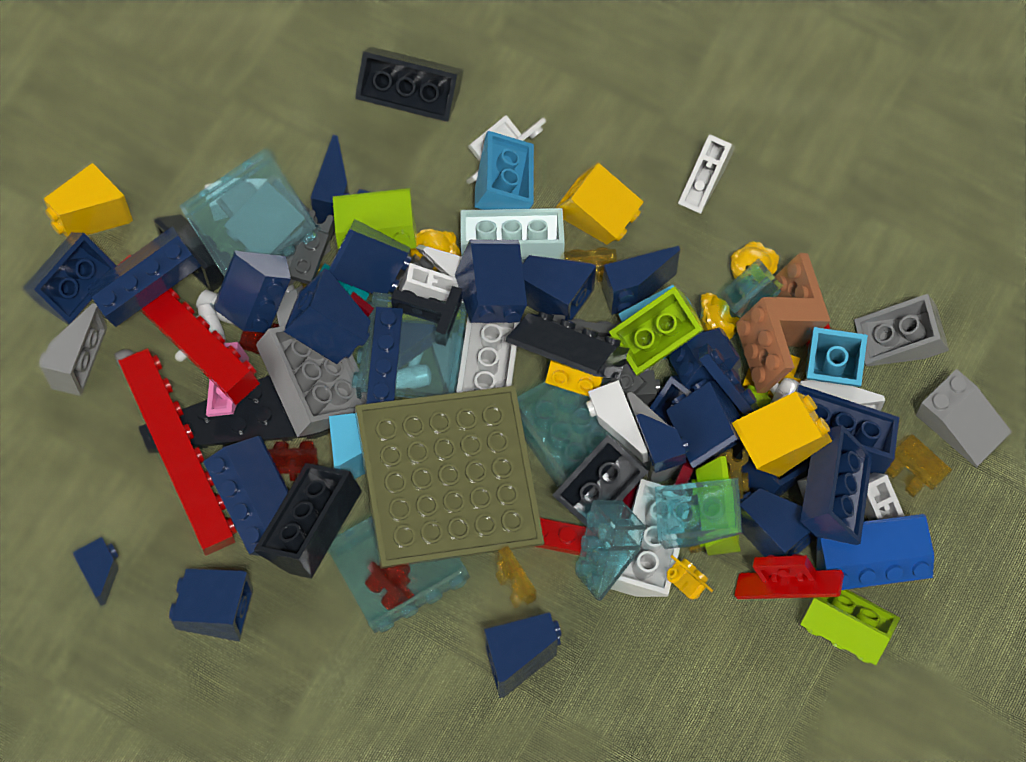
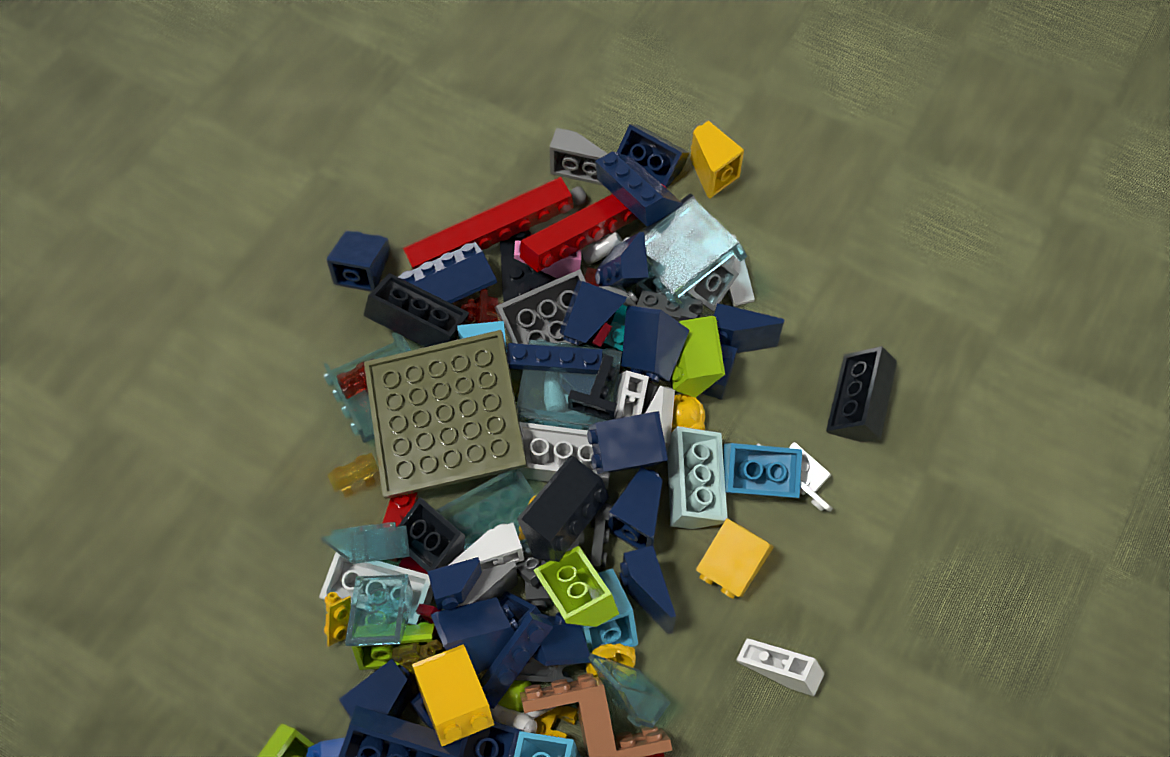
camera: 90 degrees right, 5 degrees down
(98, 567) = (397, 187): dark blue slope -> none
(520, 649) = (286, 473): dark blue slope -> none
(597, 257) = (667, 540): clear yellow plate -> none
(749, 254) = (682, 710): yellow hair -> none
(788, 578) = (317, 711): red bracket -> none

